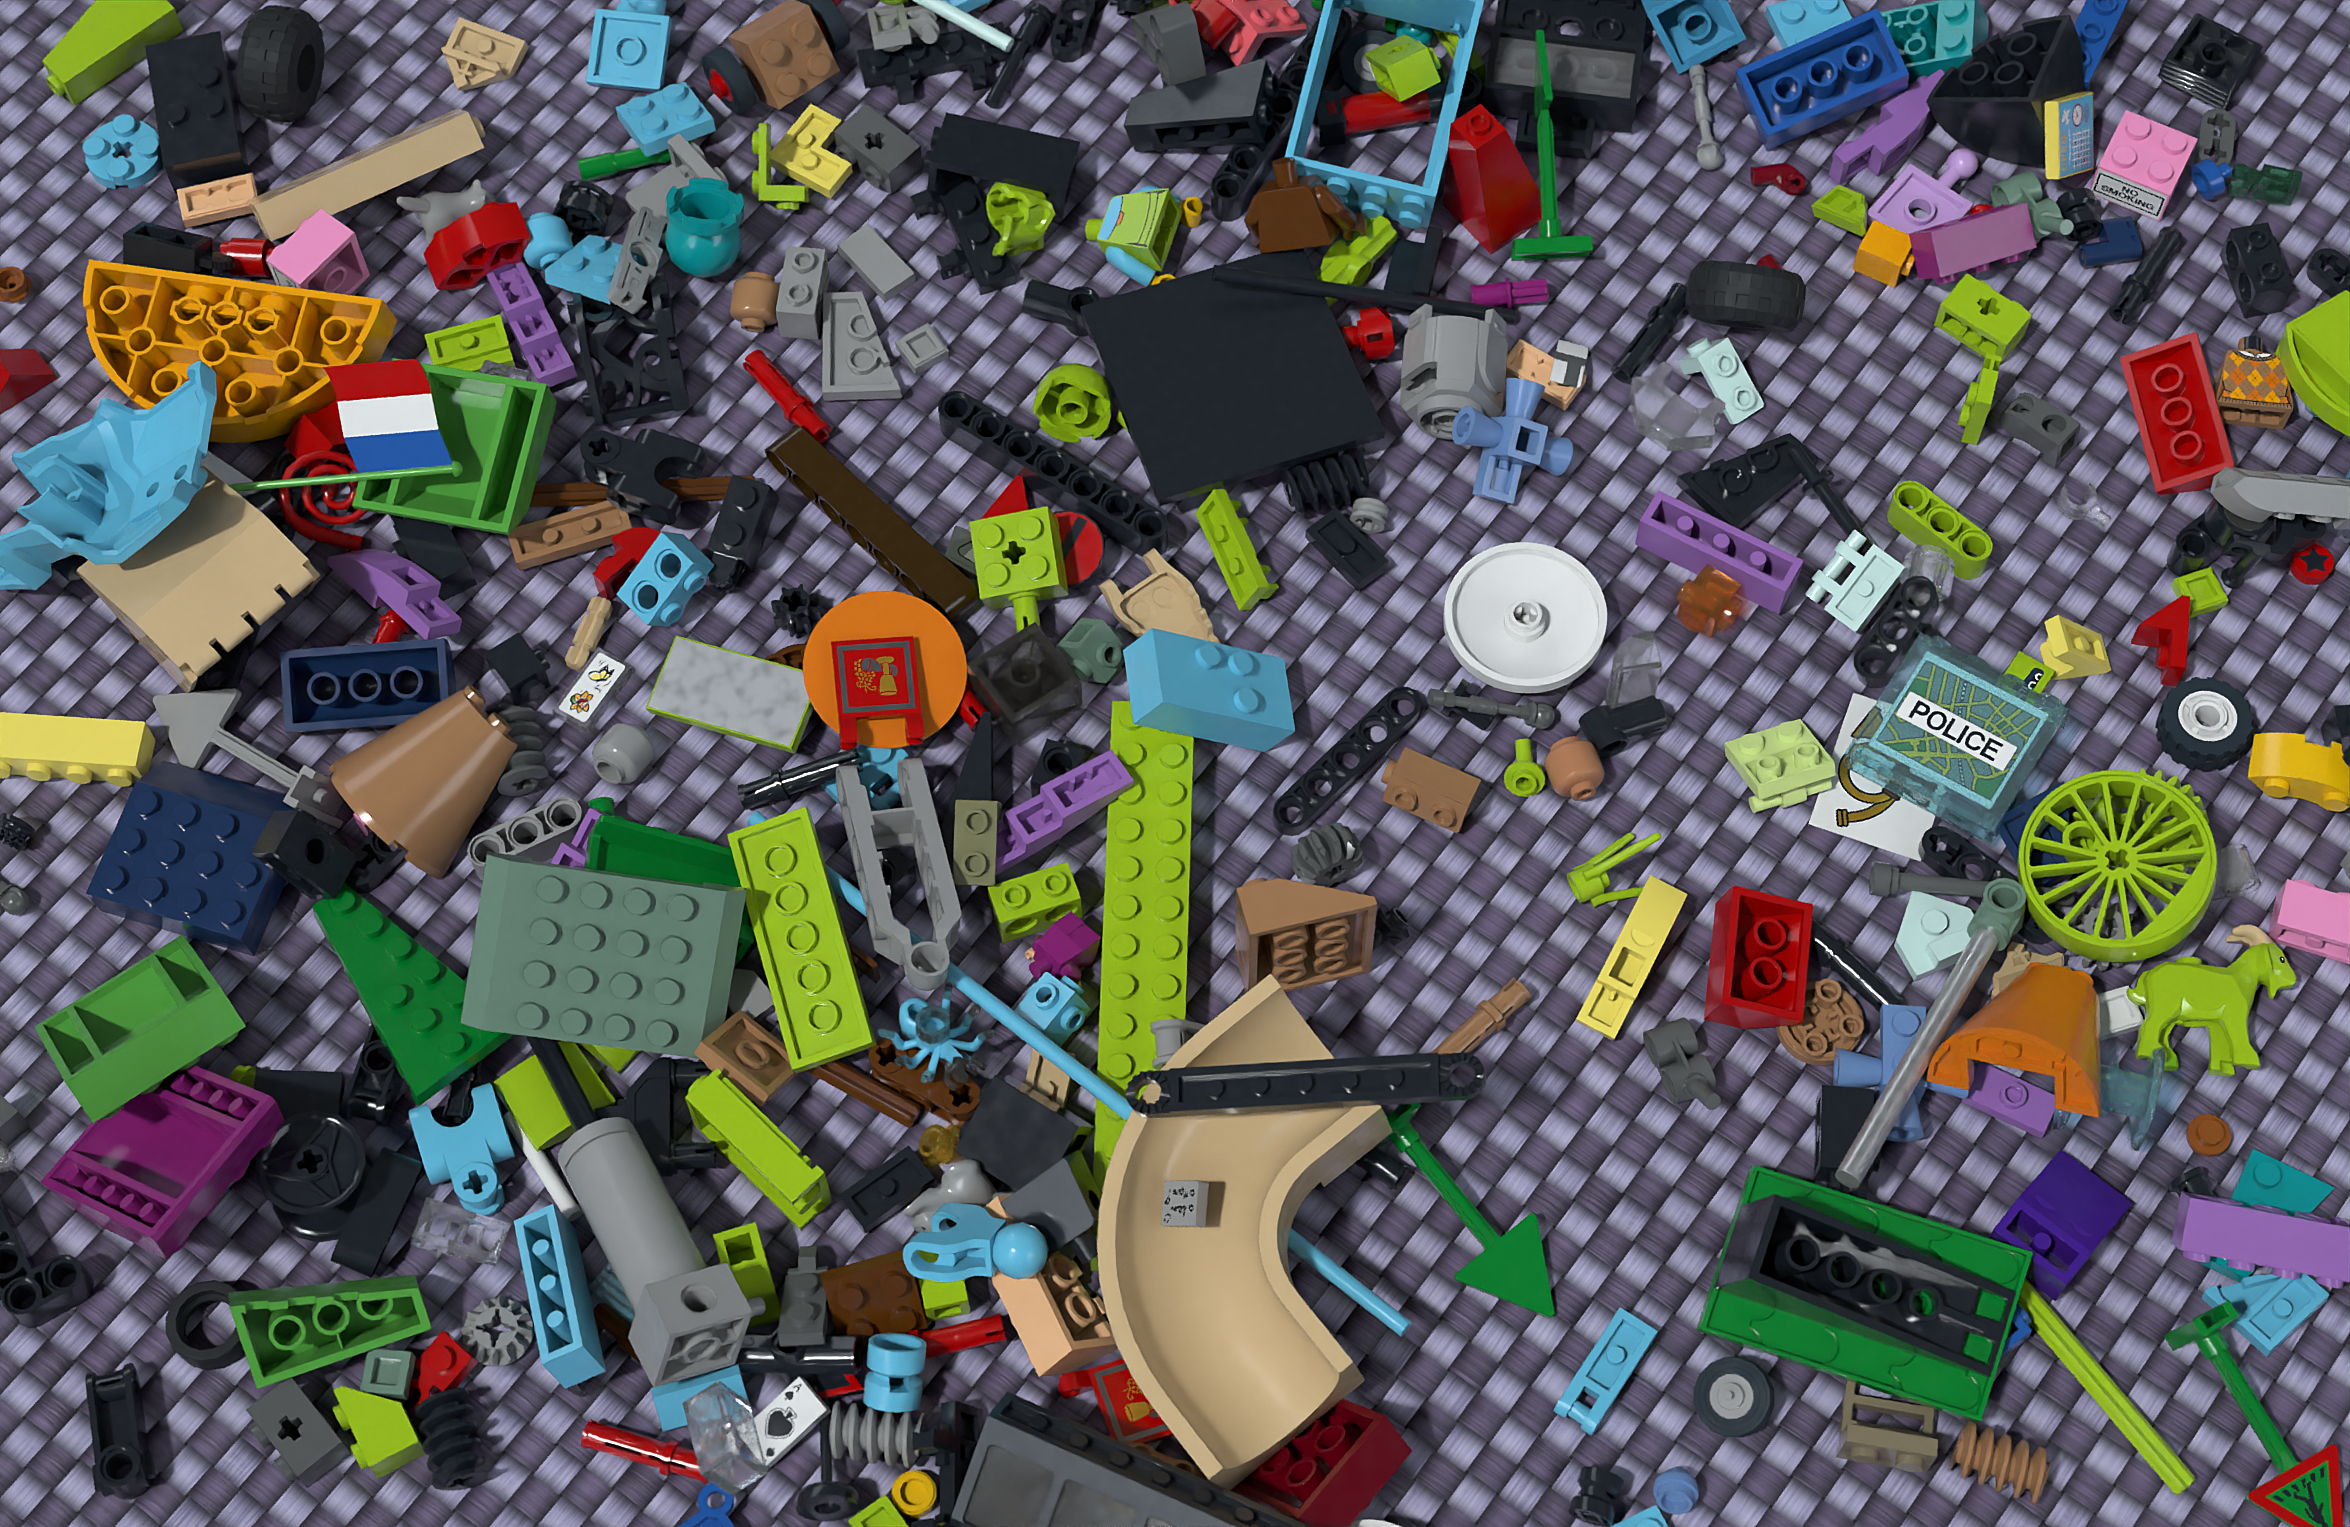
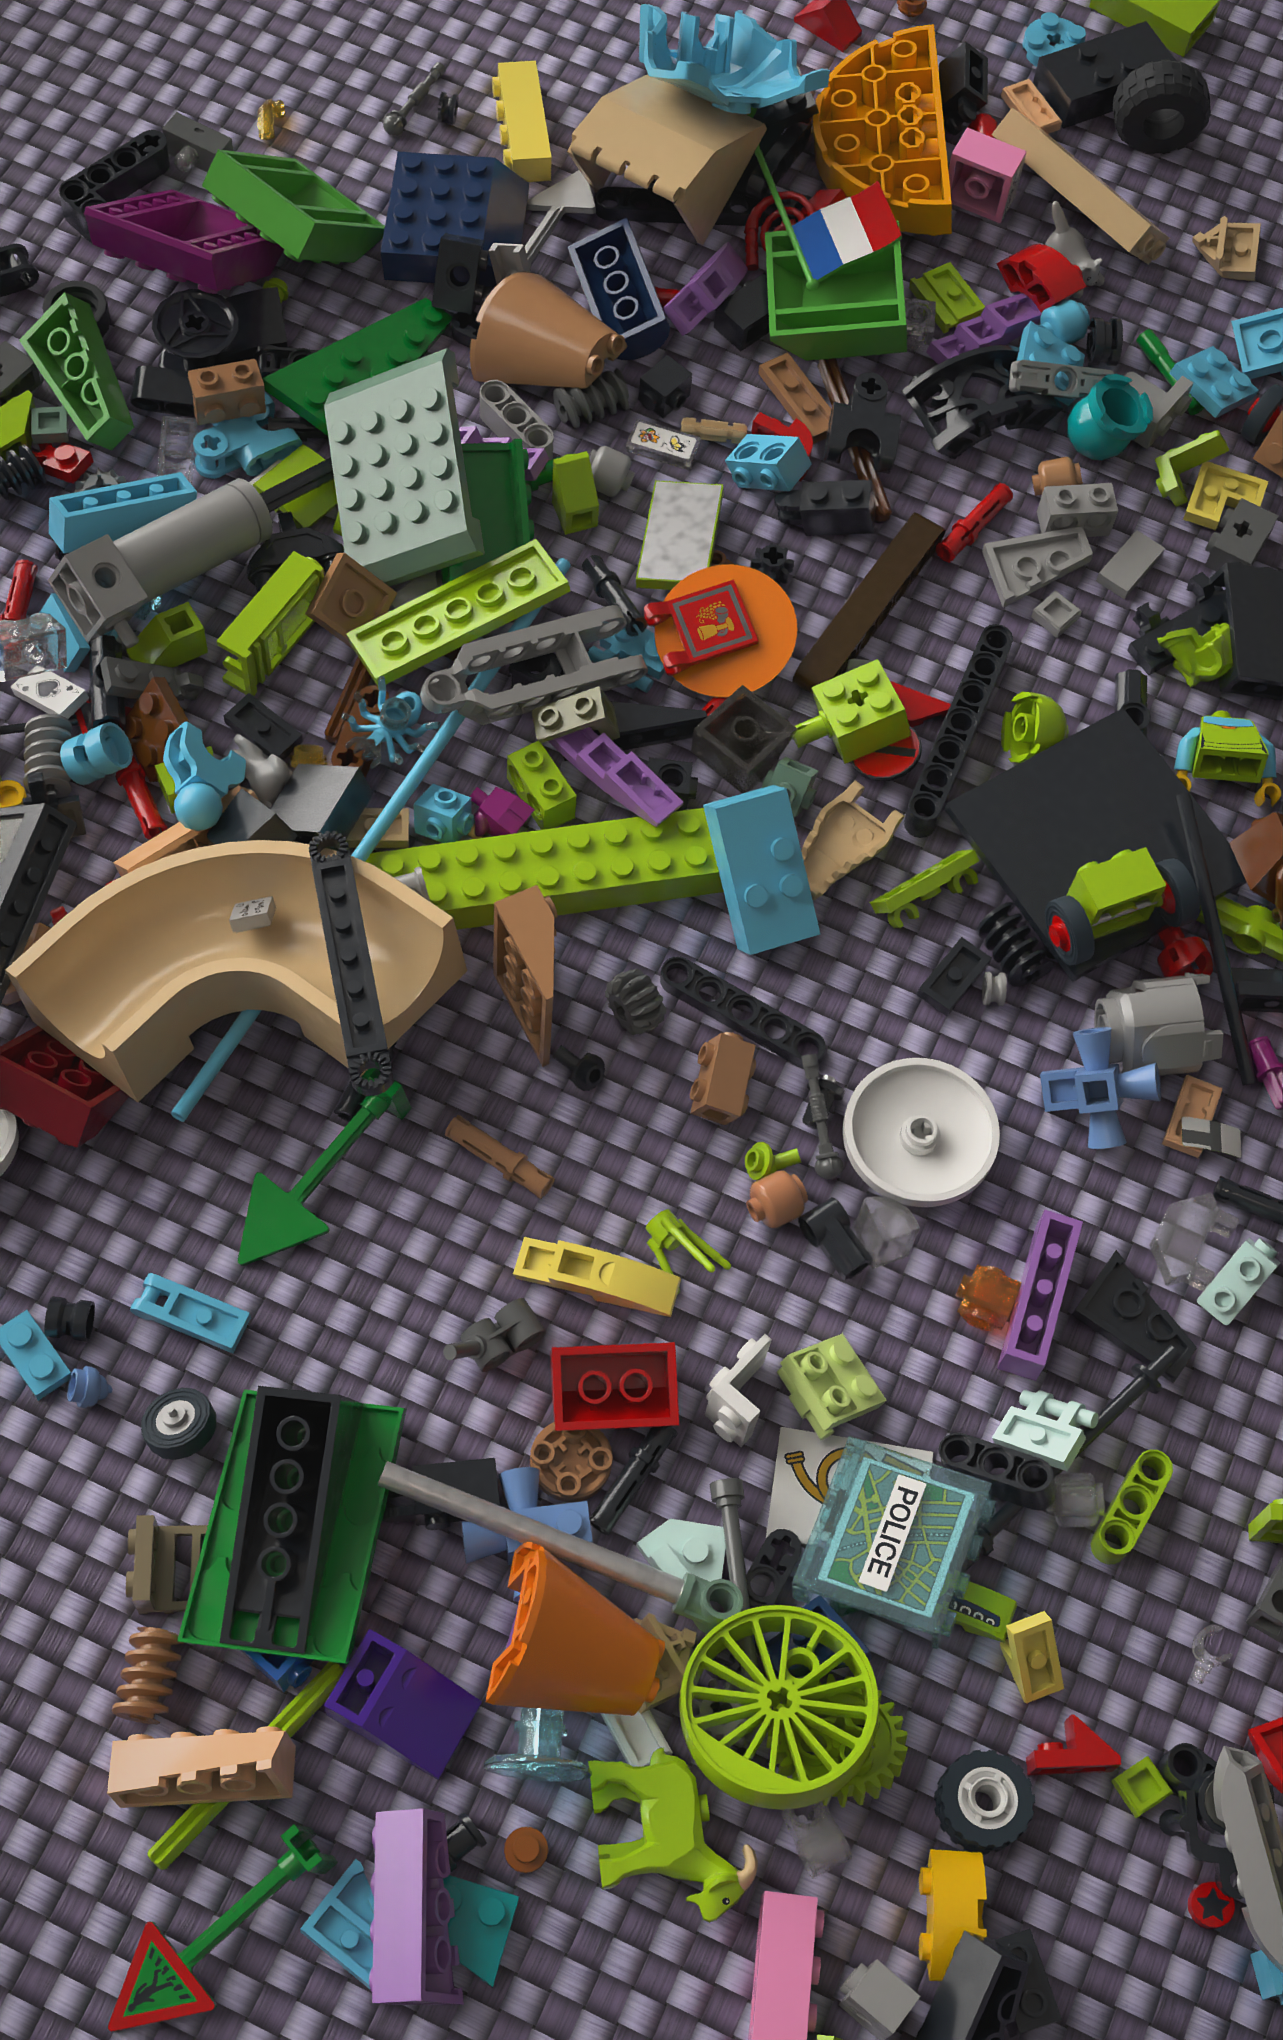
camera: 70 degrees right, 0 degrees up
(417, 1142) = (227, 391): none -> medium nougat bracket
(653, 791) = (575, 493): none -> lime slope
(1322, 366) = (1118, 896): none -> brick
(1780, 856) = (727, 1408): none -> white bracket
(2109, 1415) = (202, 1768): none -> light nougat wedge

